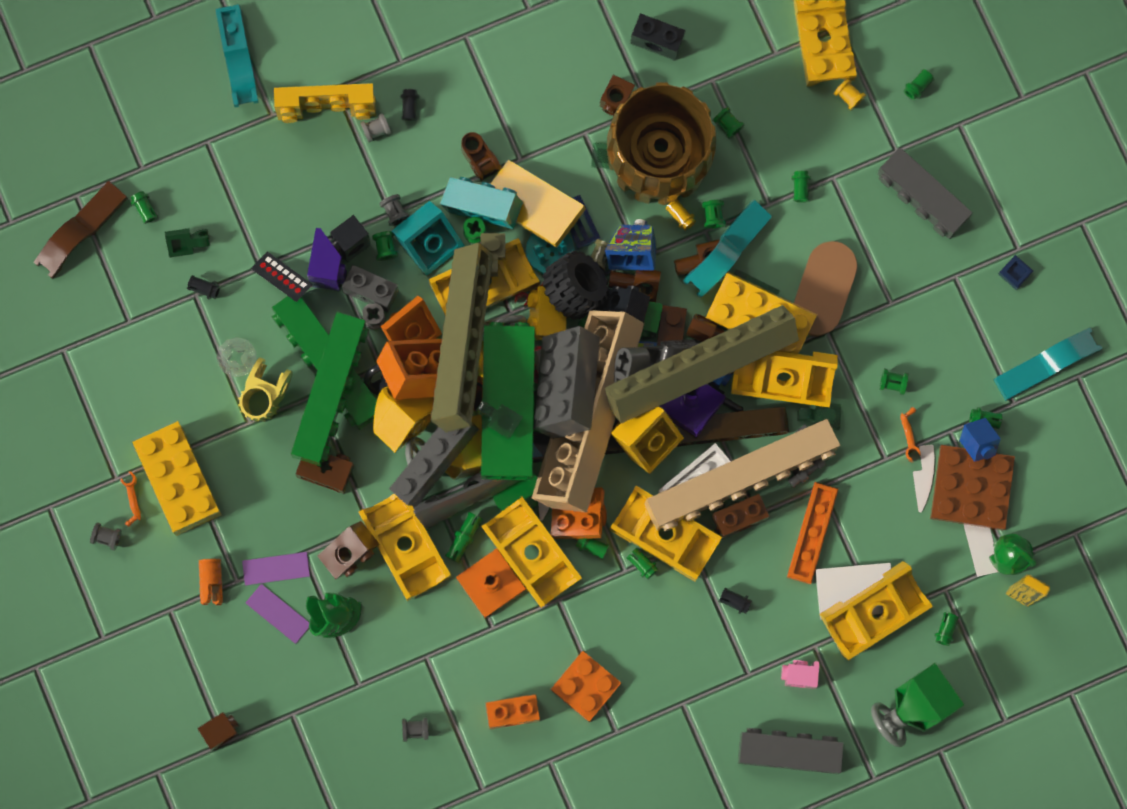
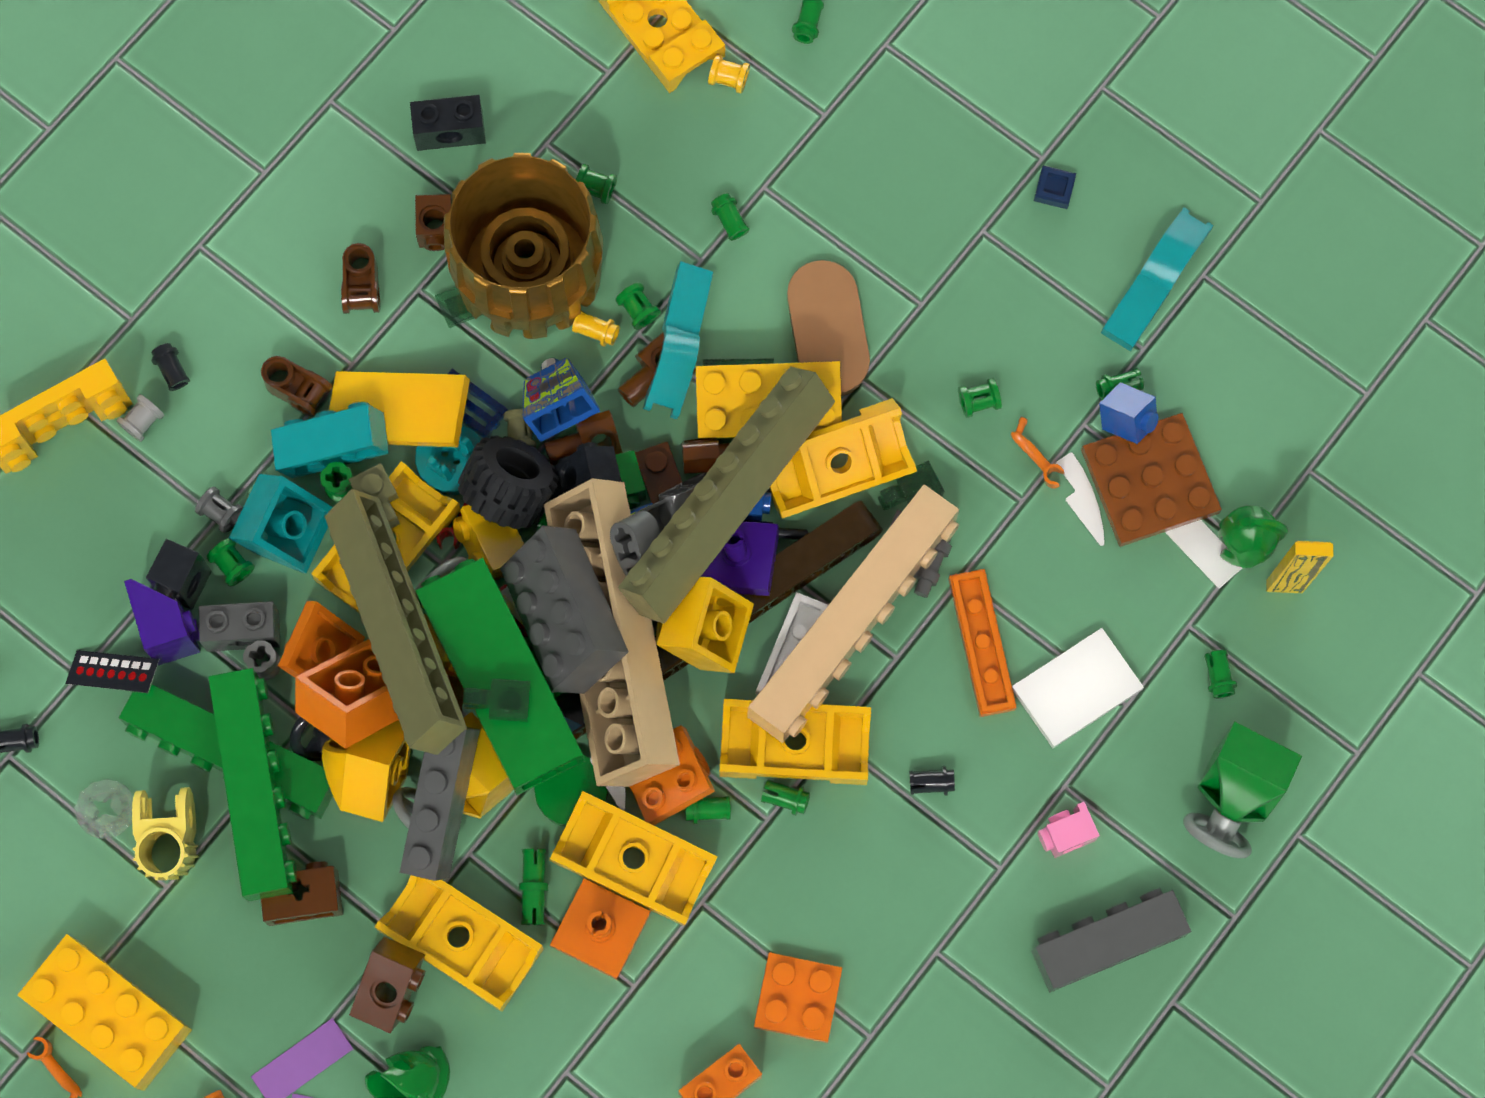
camera: 25 degrees left, 5 degrees down
(475, 490) = (516, 816): dark grey panel -> none
(551, 114) = (360, 286): none -> reddish brown piece
(740, 516) = (879, 669): reddish brown brick -> none
(853, 623) = (1098, 727): yellow piece -> none
(924, 193) = (888, 147): dark grey brick -> none

